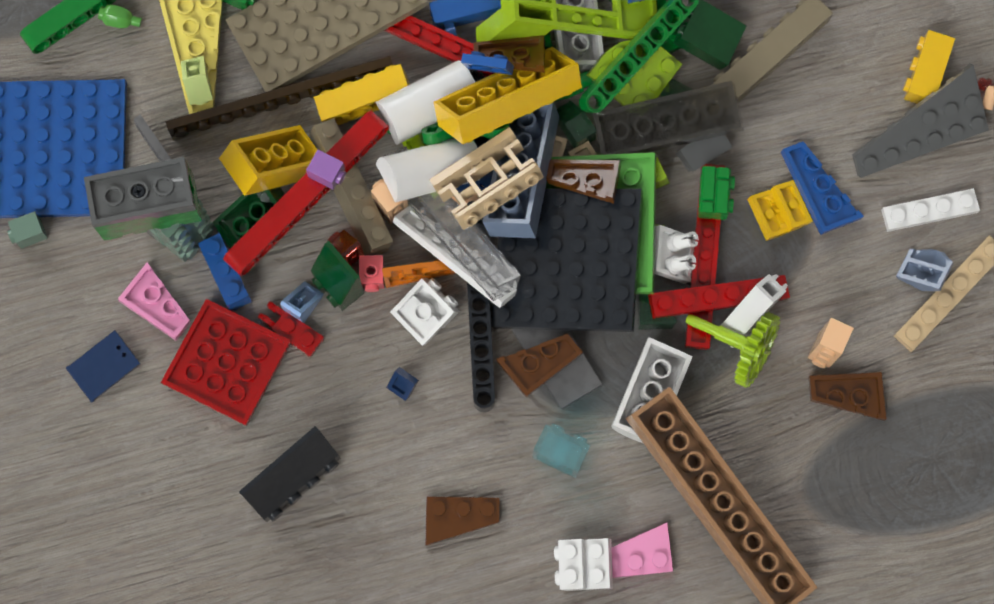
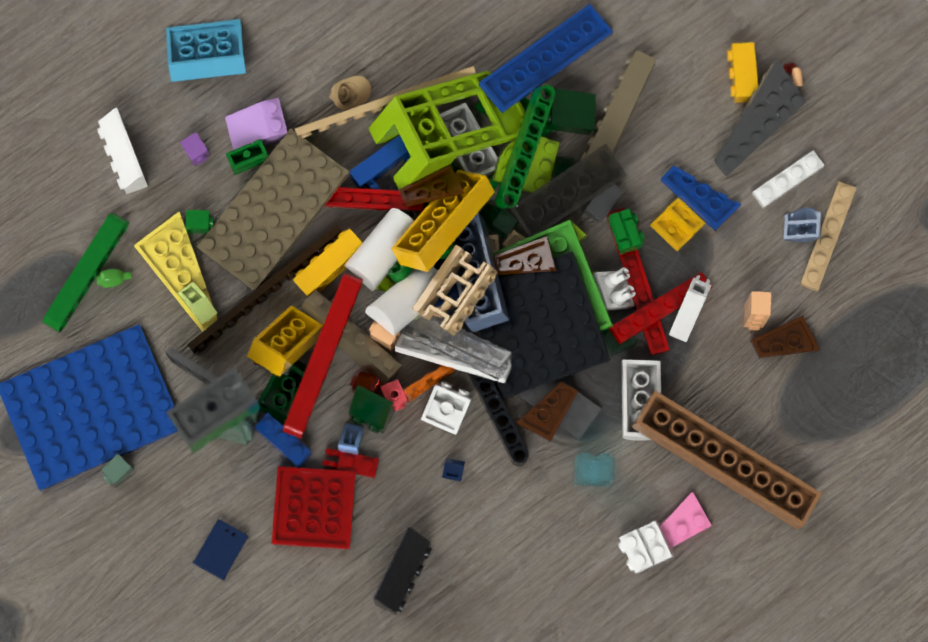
camera: 25 degrees left, 0 degrees up
(154, 303) = (239, 486): bright pink wing -> none
(326, 170) = (333, 332): medium lavender brick -> none
(458, 515) = (536, 550): reddish brown wing -> none
(494, 64) = (426, 200): blue plate -> none
(752, 349) = (703, 336): lime gear -> none

